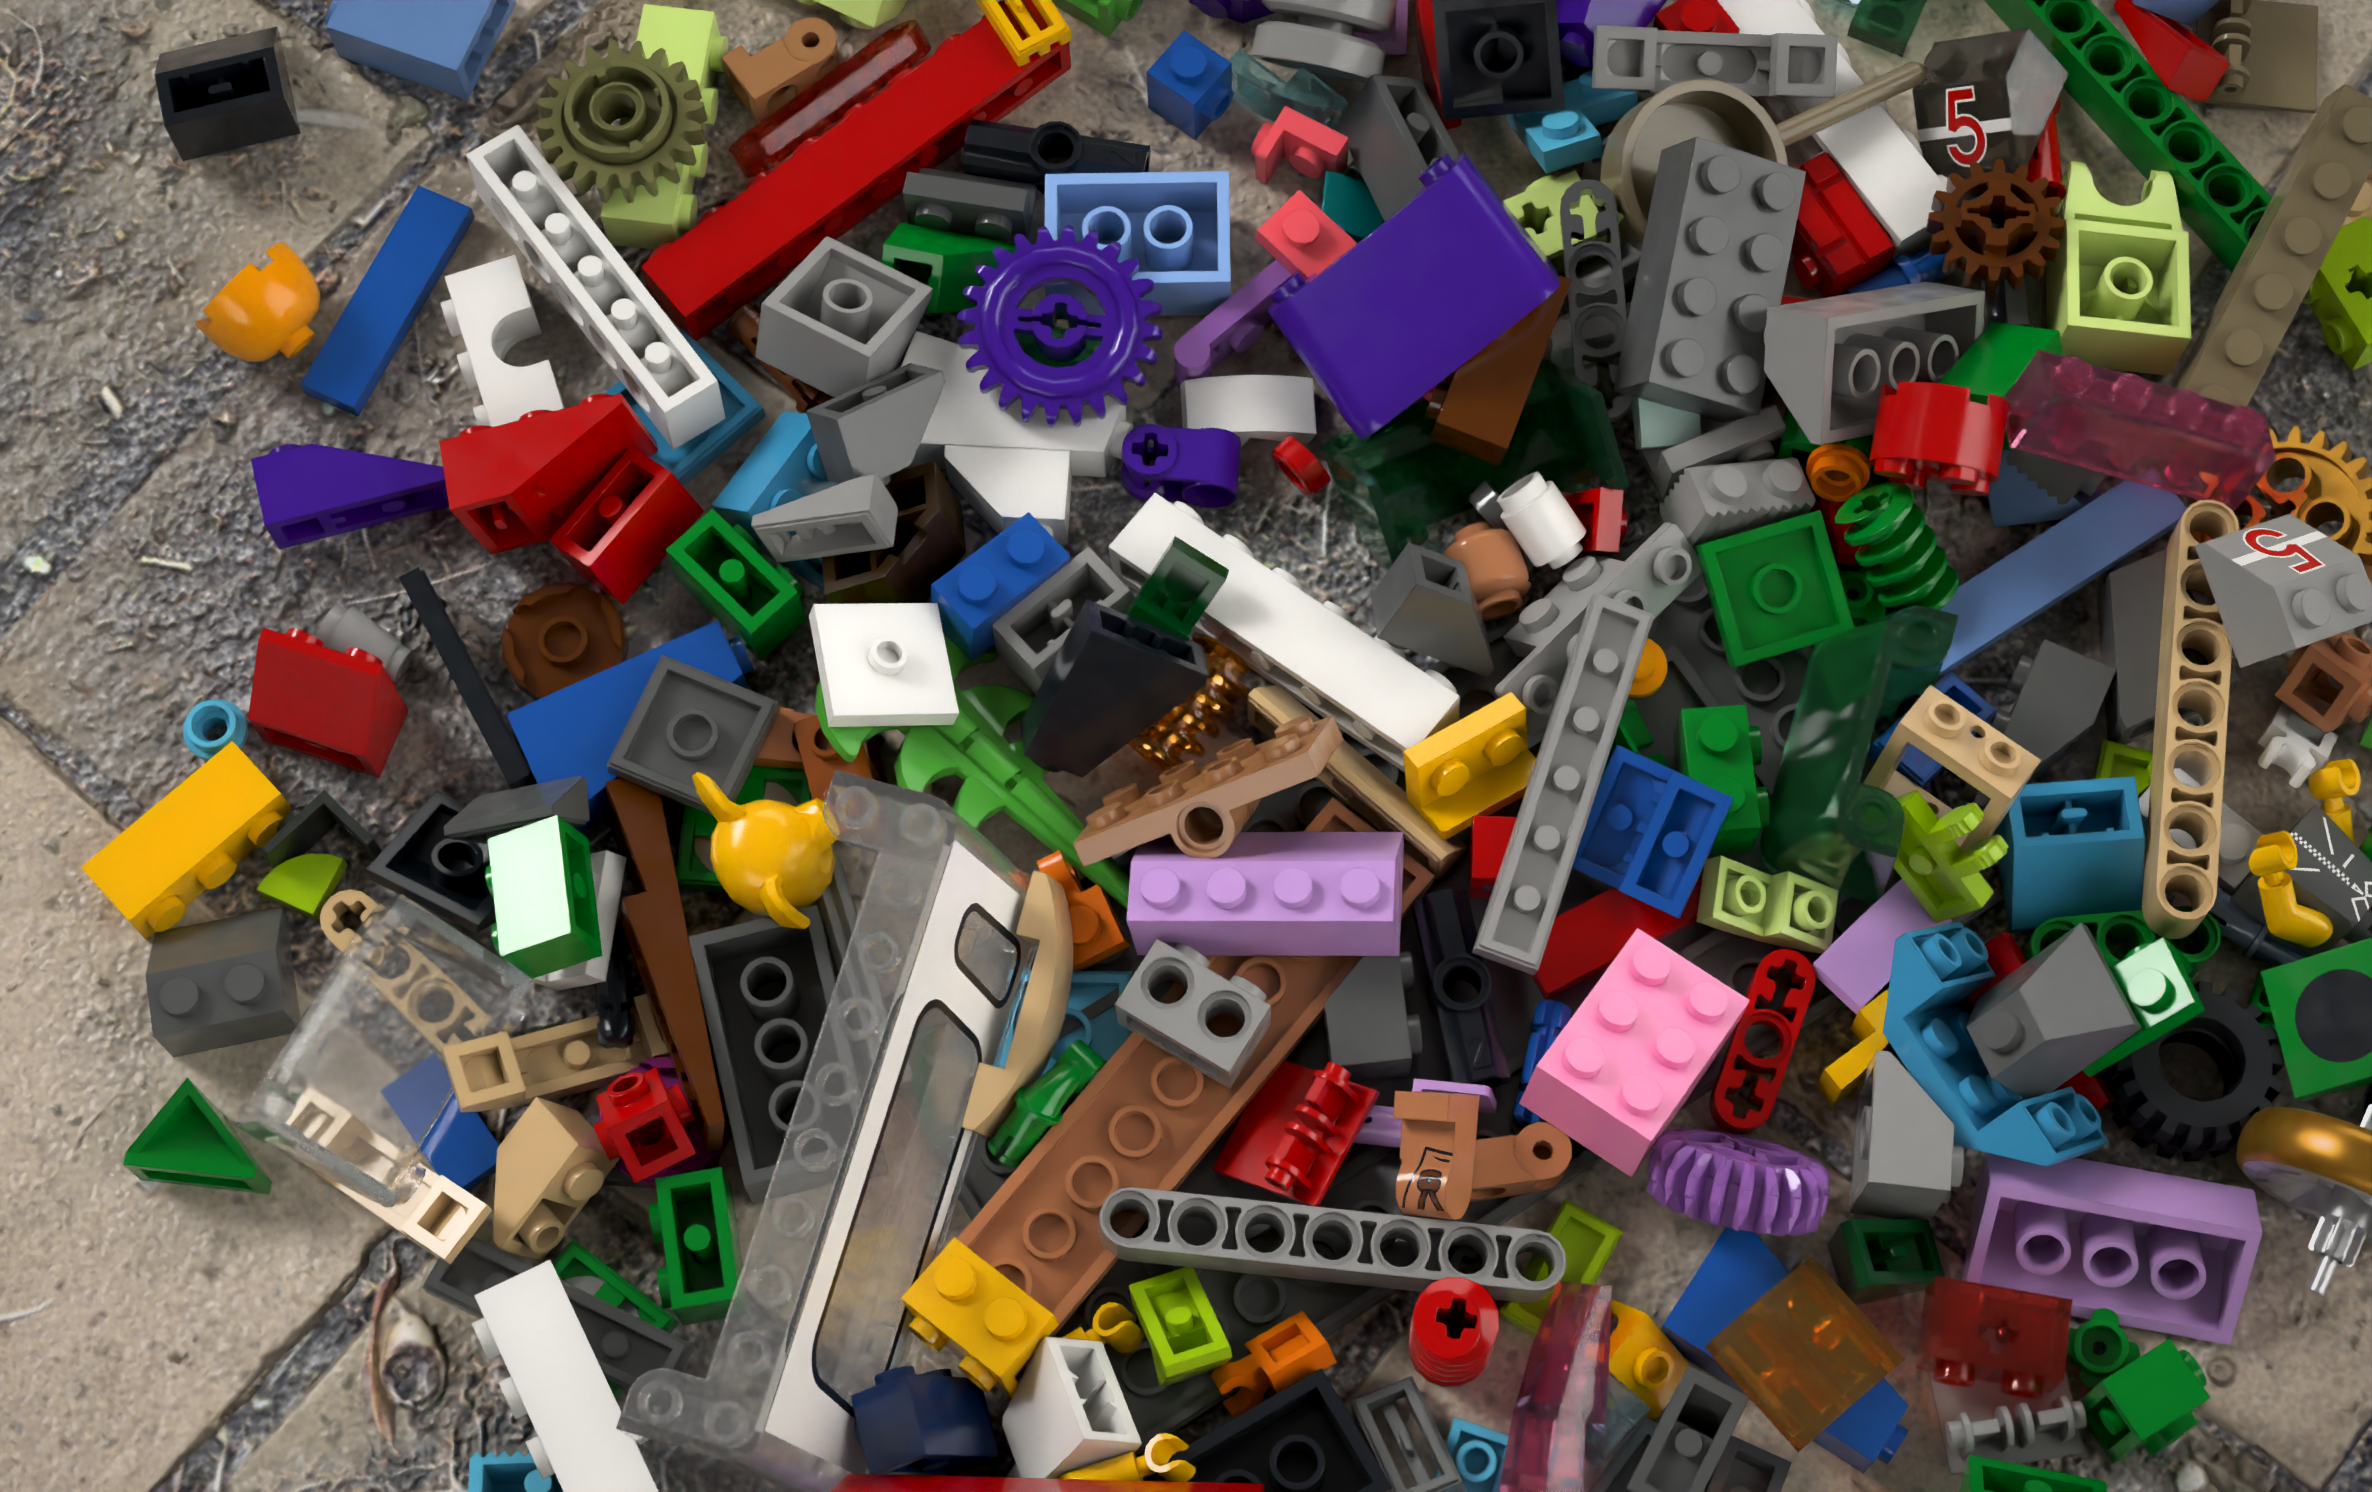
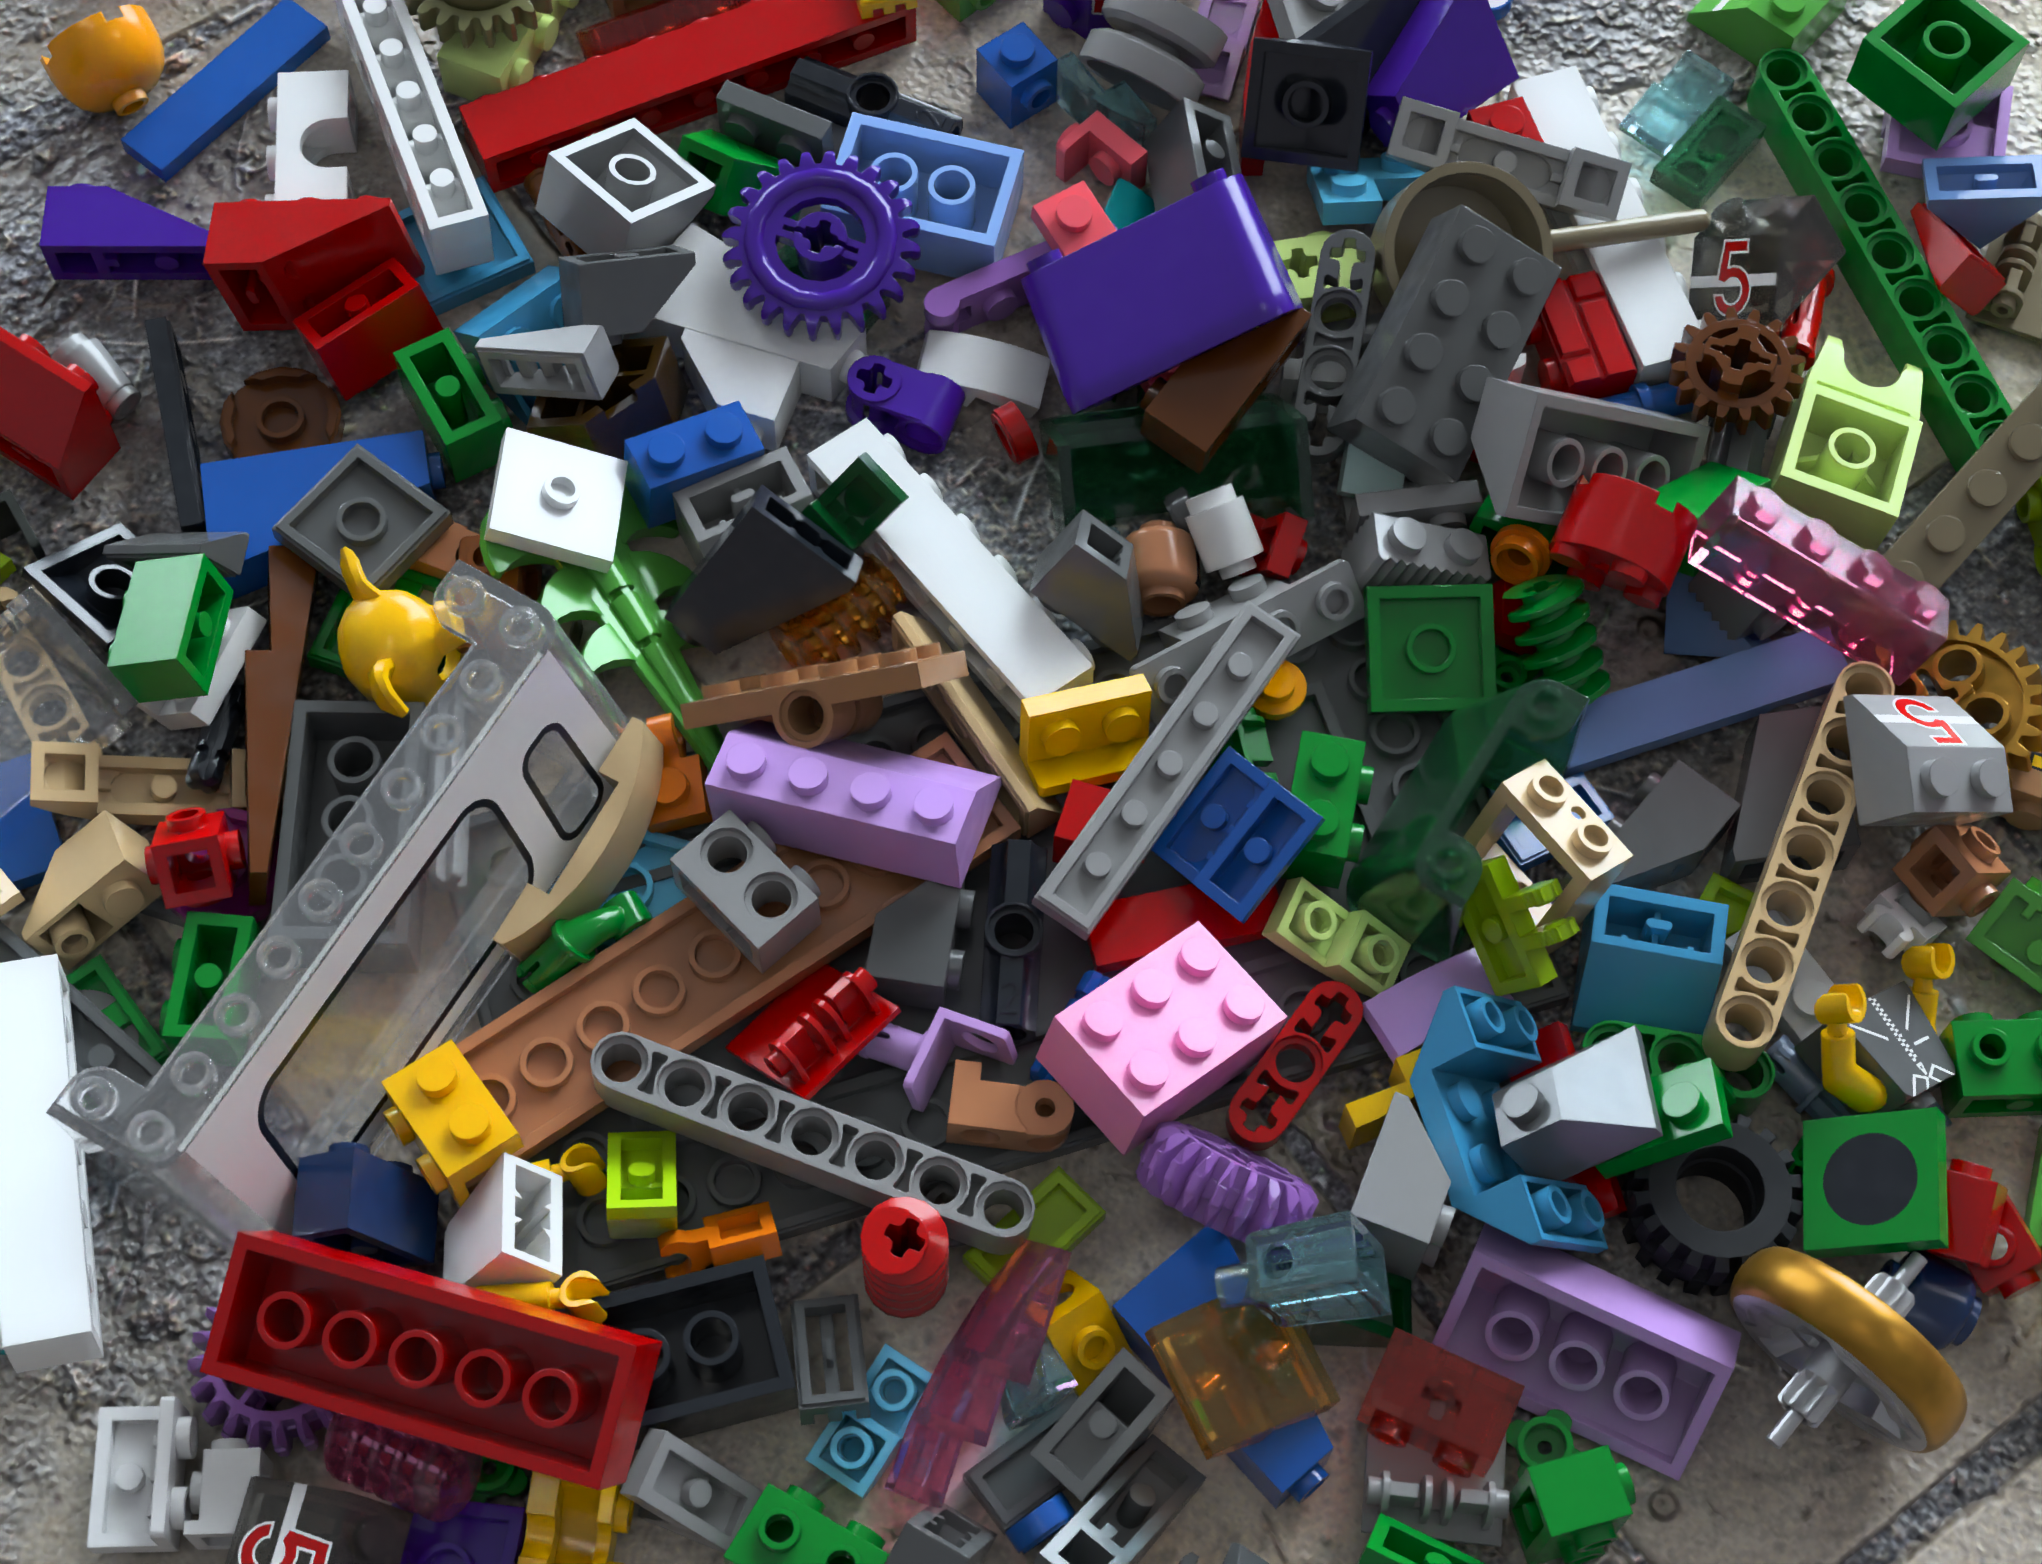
camera: 10 degrees right, 5 degrees down
(1436, 1152) = (936, 1077): nougat leg -> none
(1874, 1247) = (1309, 1273): none -> clear light blue torso

